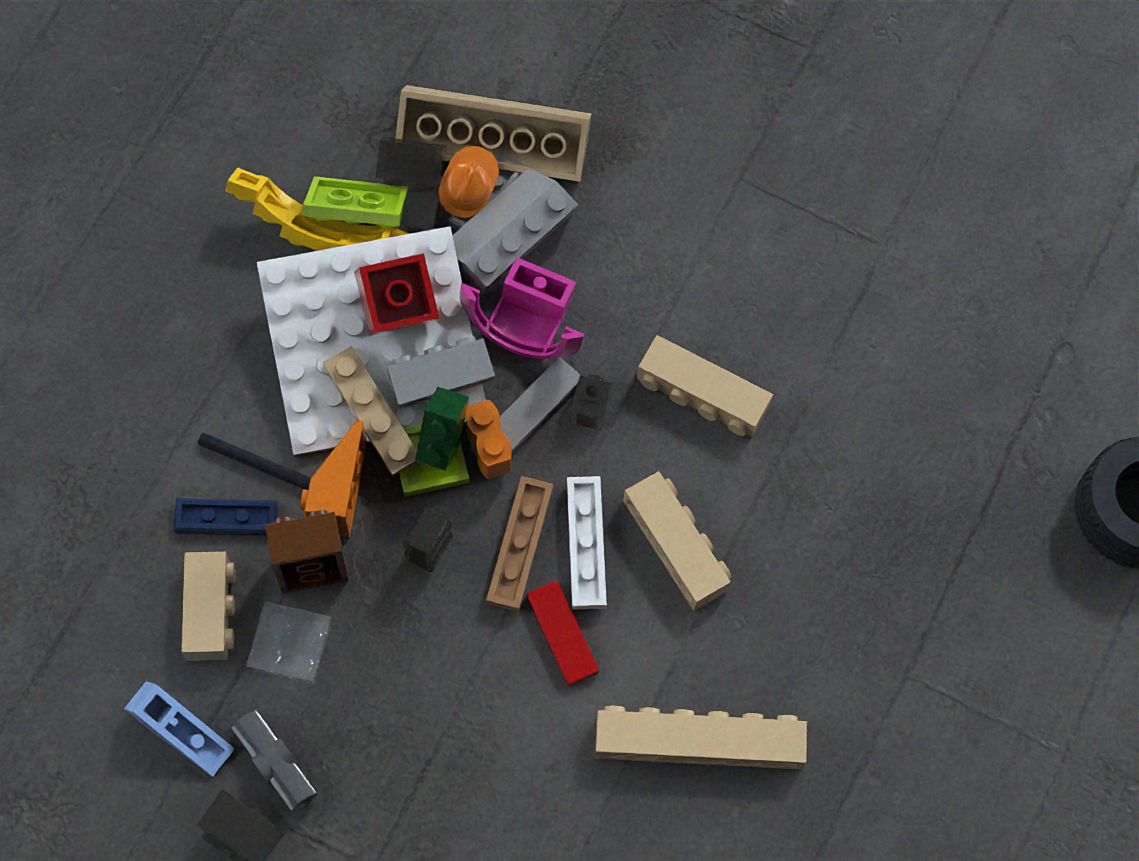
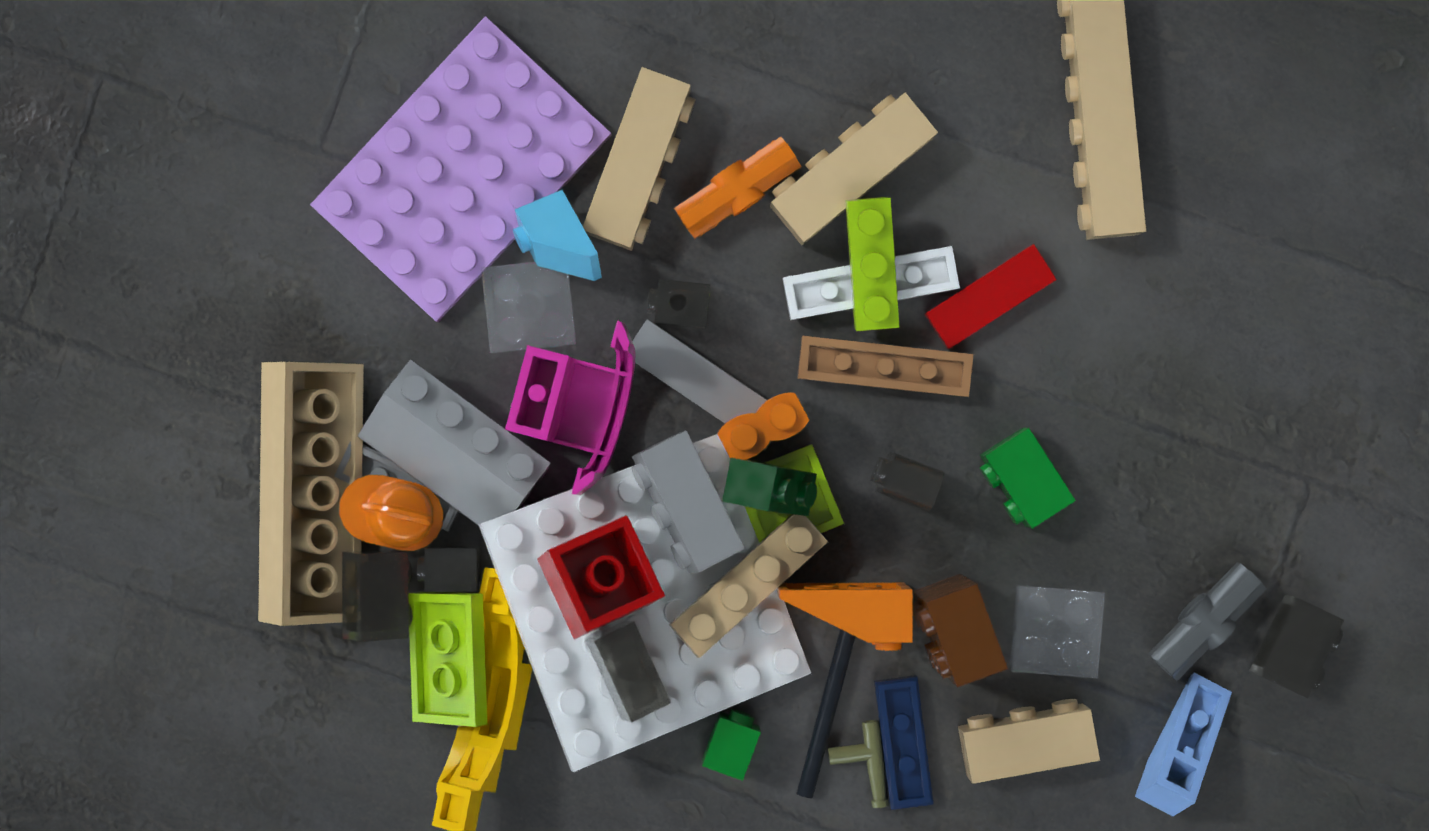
camera: 90 degrees left, 20 degrees up
(224, 488) = (872, 753): none -> olive piece
(251, 388) = (731, 744): none -> green brick
(323, 305) = (628, 671): none -> clear smoke brick
(414, 635) = (1025, 478): none -> green brick
(600, 538) = (872, 263): none -> lime plate
(605, 297) = (527, 307): none -> clear plate
(655, 315) = (556, 237): none -> medium azure slope
(673, 455) = (738, 187): none -> orange piece
(713, 269) = (454, 163): none -> lavender plate

